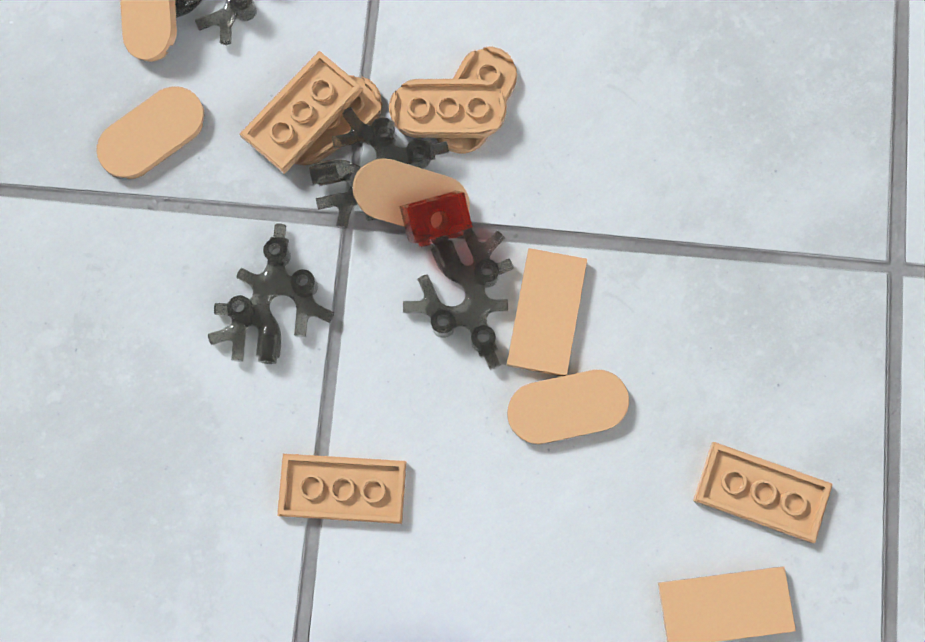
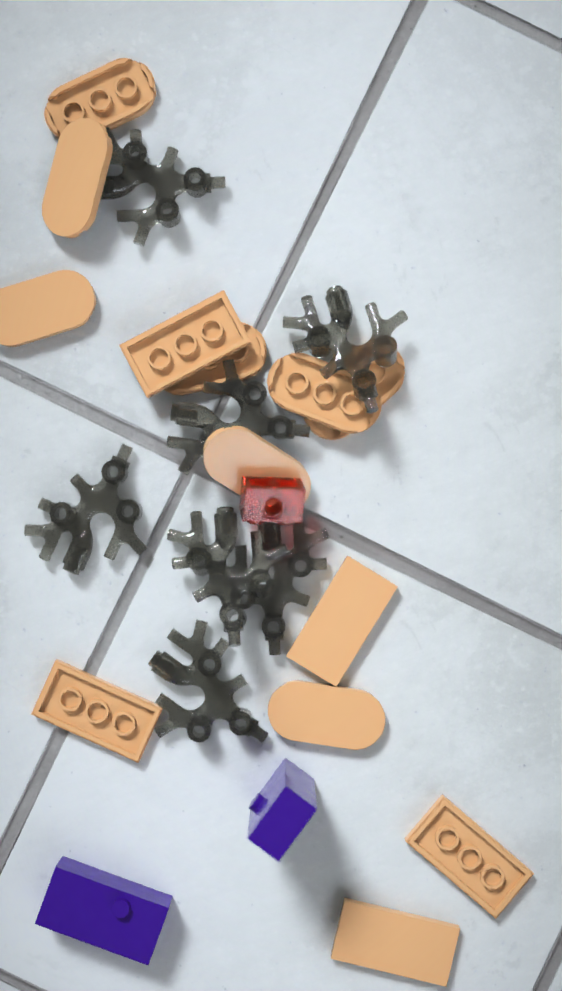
camera: 20 degrees right, 10 degrees up
(400, 297) = (222, 582): none -> clear smoke plant
(455, 426) = (218, 693): none -> clear smoke plant
(464, 63) = (332, 337): none -> clear smoke plant
(560, 496) = (281, 809): none -> dark purple brick

